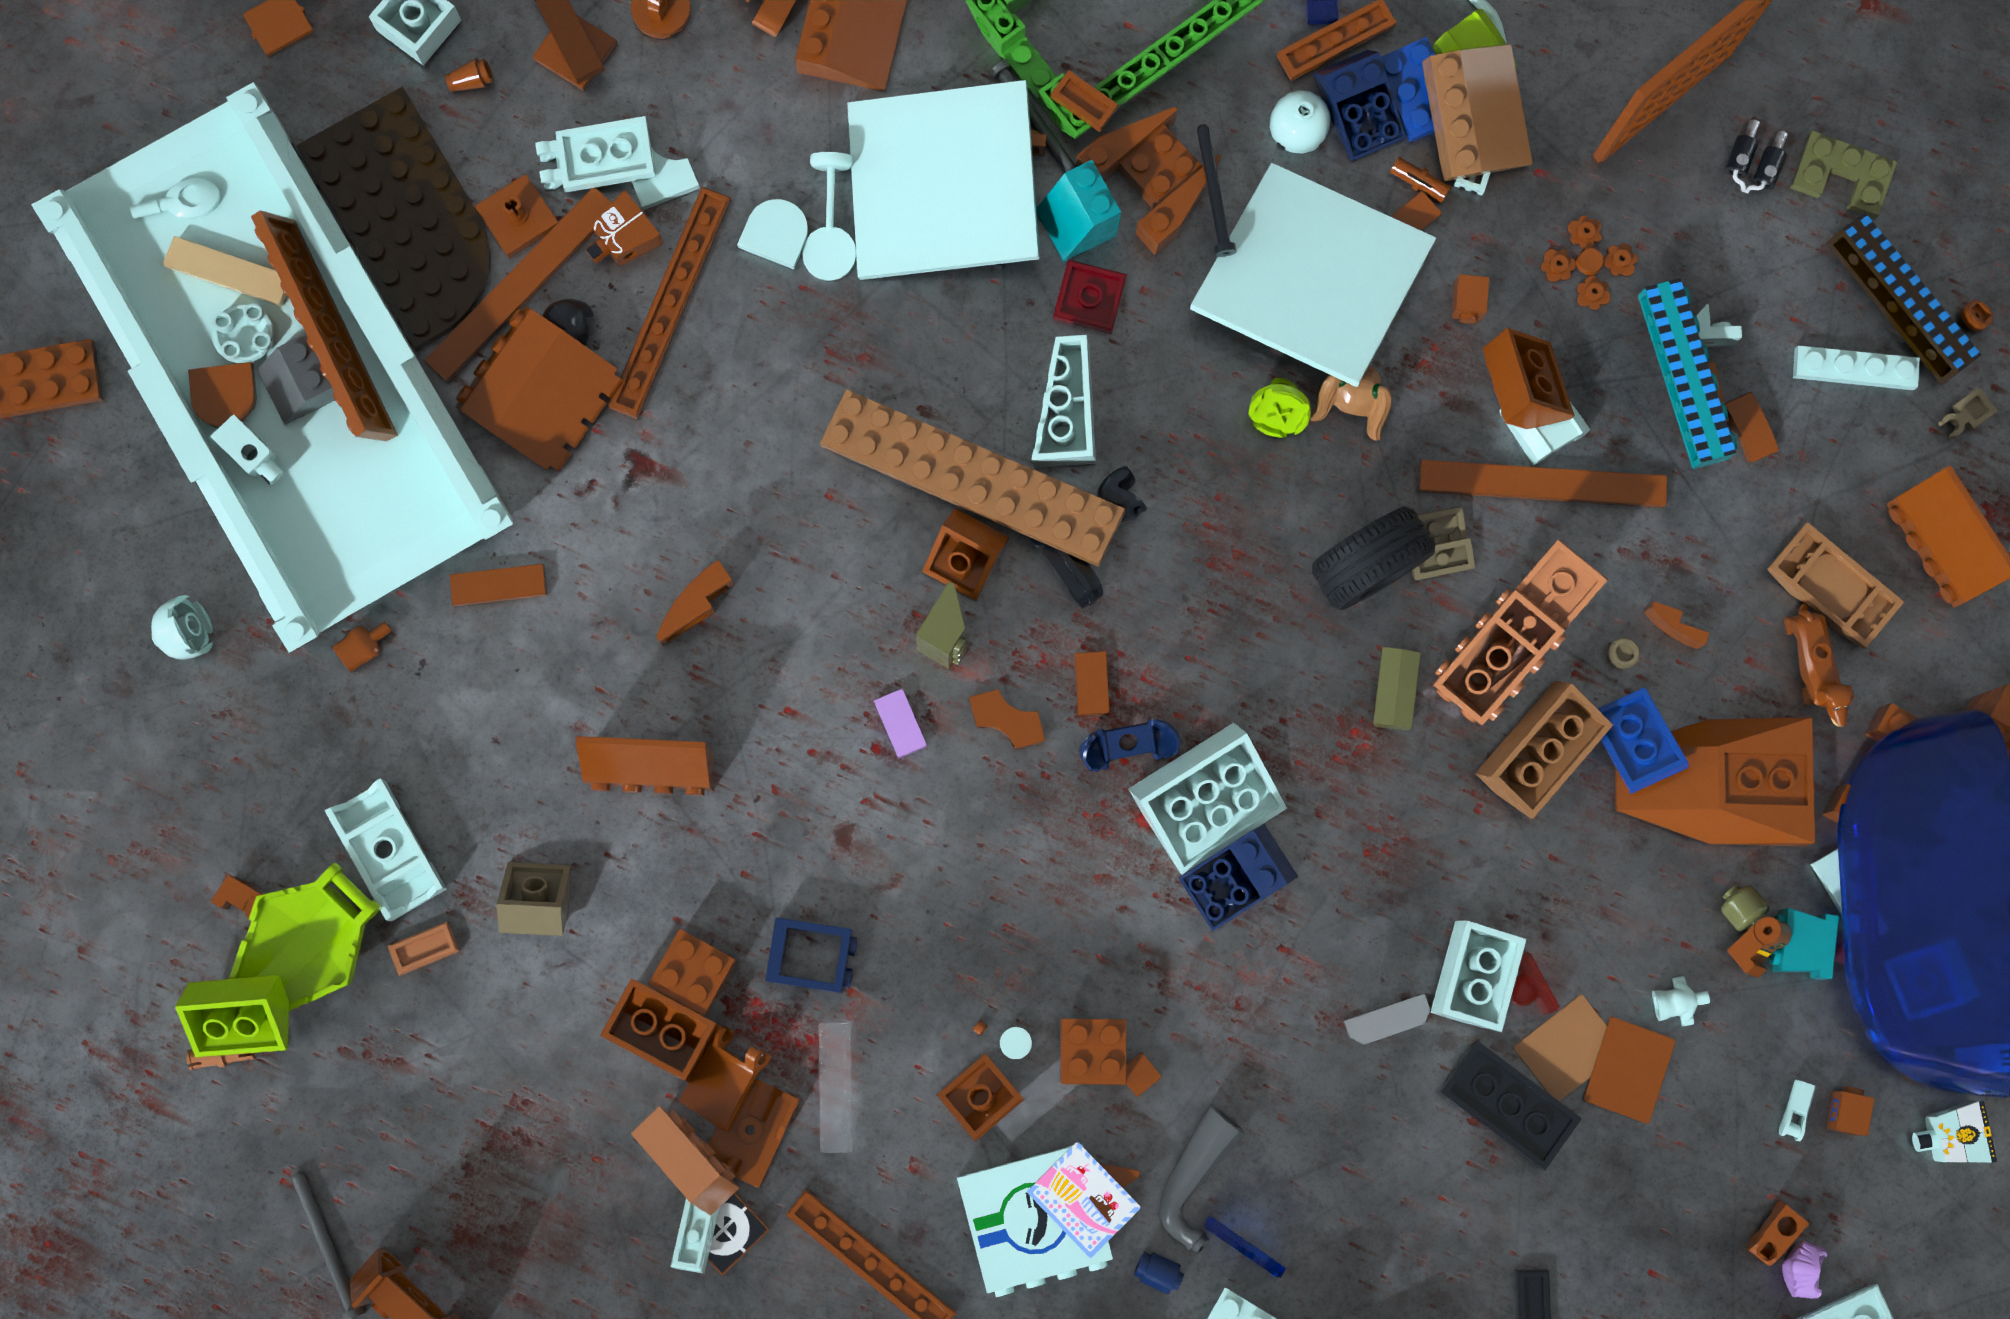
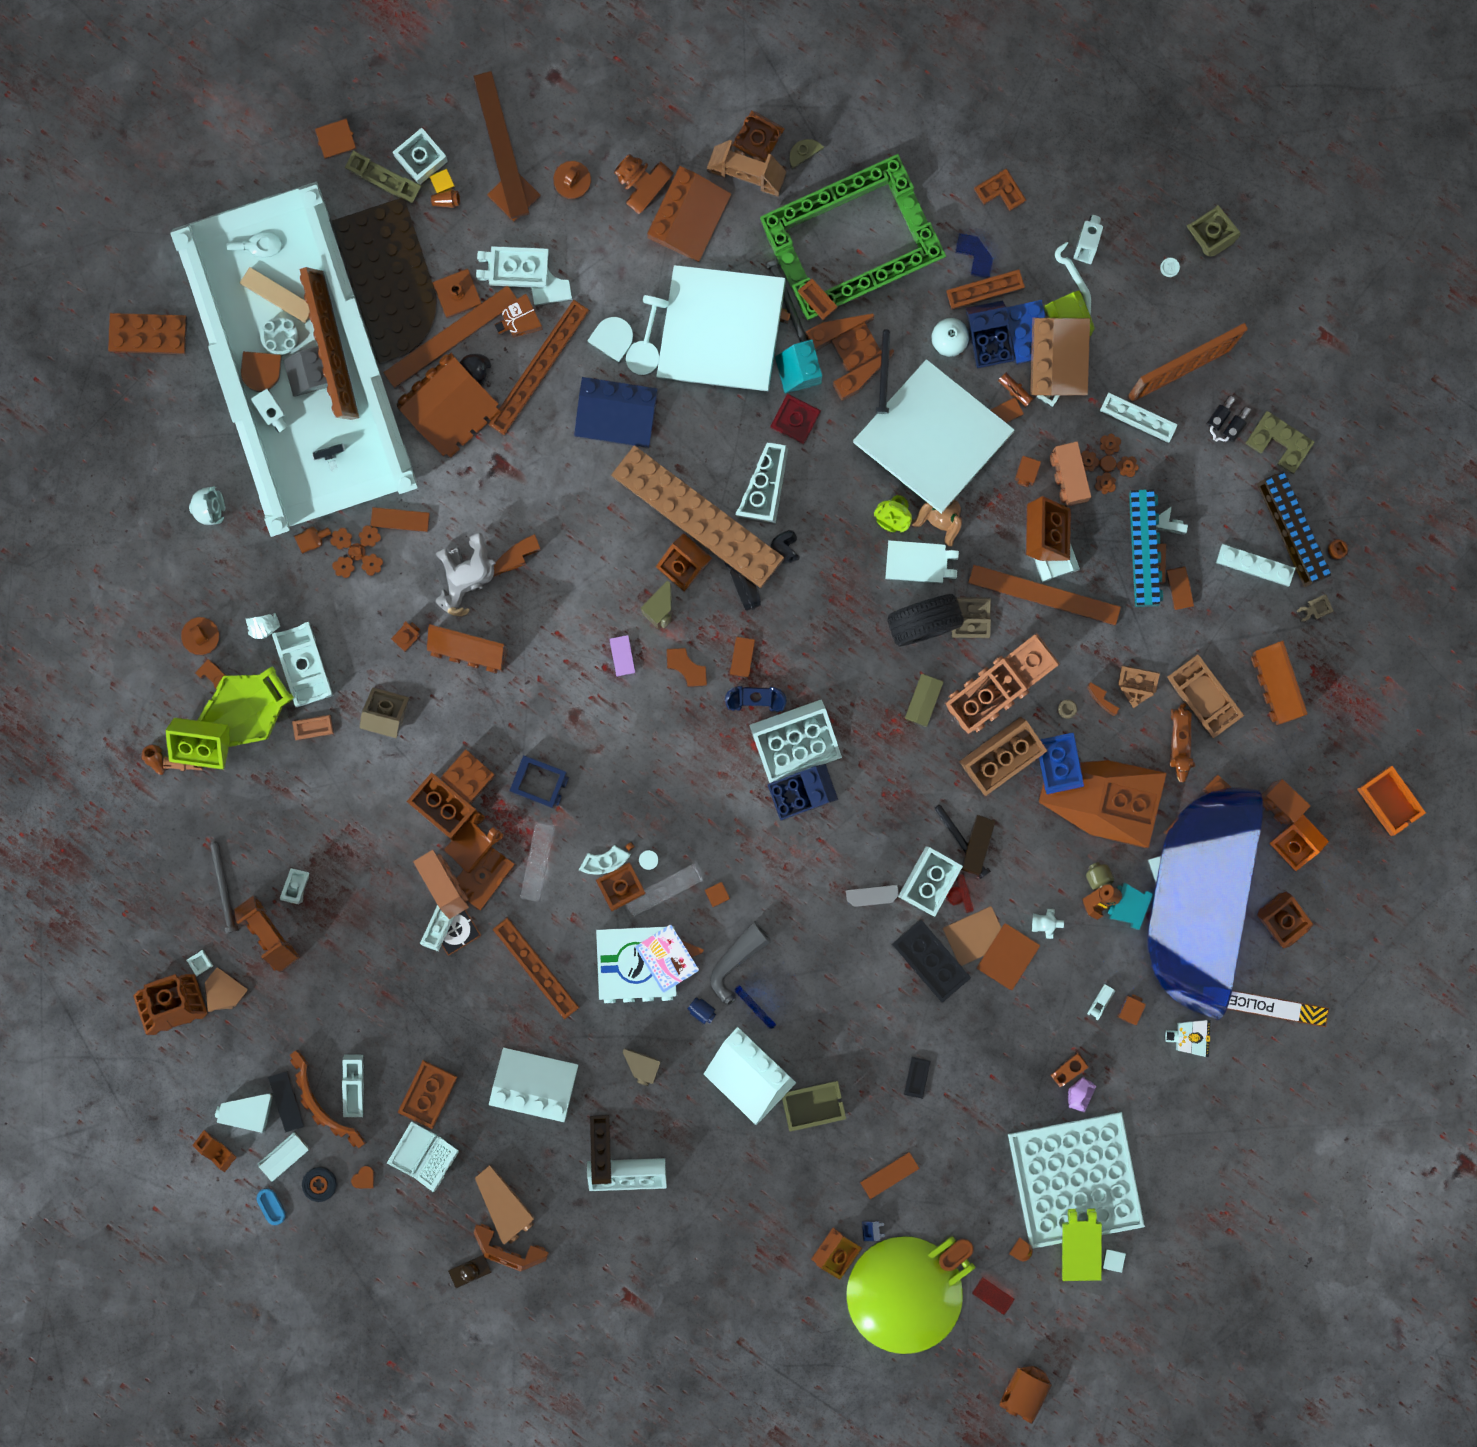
camera: 20 degrees right, 5 degrees up
(169, 1056) = (152, 756): none -> dark orange animal
(210, 840) = (200, 636): none -> dark orange tile
(307, 801) = (262, 626): none -> light aqua hair
(359, 501) = (329, 453): none -> black piece
(360, 64) = (382, 177): none -> olive slope
(438, 650) = (356, 551): none -> dark orange plant
(444, 1218) = (294, 886): none -> light aqua slope
(457, 51) = (442, 181): none -> yellow tile
(546, 767) = (406, 636): none -> dark orange bracket
(619, 649) = (464, 575): none -> light grey animal
(805, 343) = (615, 412): none -> dark blue slope
(945, 1064) = (605, 862): none -> light aqua tile
(1093, 1051) = (692, 874): dark orange brick -> none
(1336, 474) = (919, 562): none -> light aqua tile
(1511, 901) = (957, 835): none -> black bar
(1539, 900) = (978, 845): none -> dark brown tile
(1540, 286) = (1070, 474): none -> nougat piece
(1619, 181) = (1138, 417): none -> light aqua plate
(1723, 590) = (1137, 684): none -> medium nougat slope

